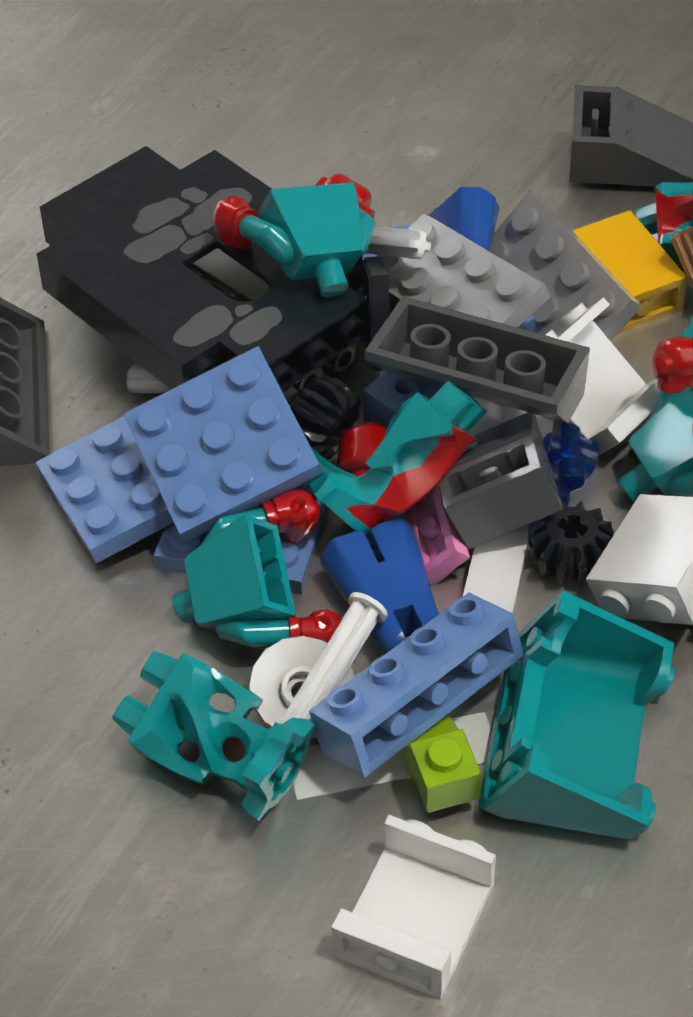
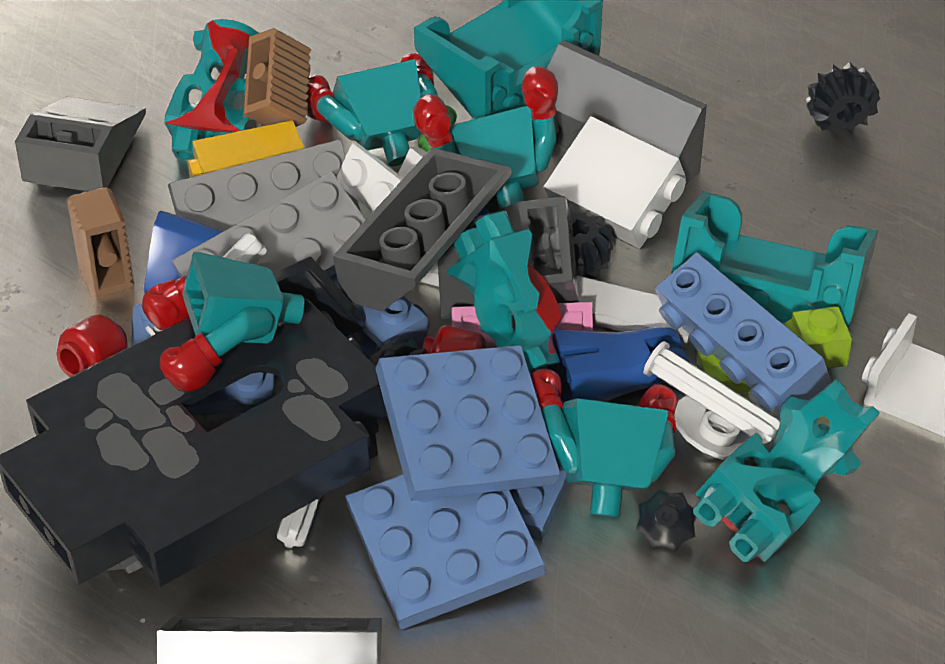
camera: 85 degrees left, 5 degrees down
(170, 641) = (666, 520): none -> black piece
(464, 159) = (100, 242): none -> medium nougat brick

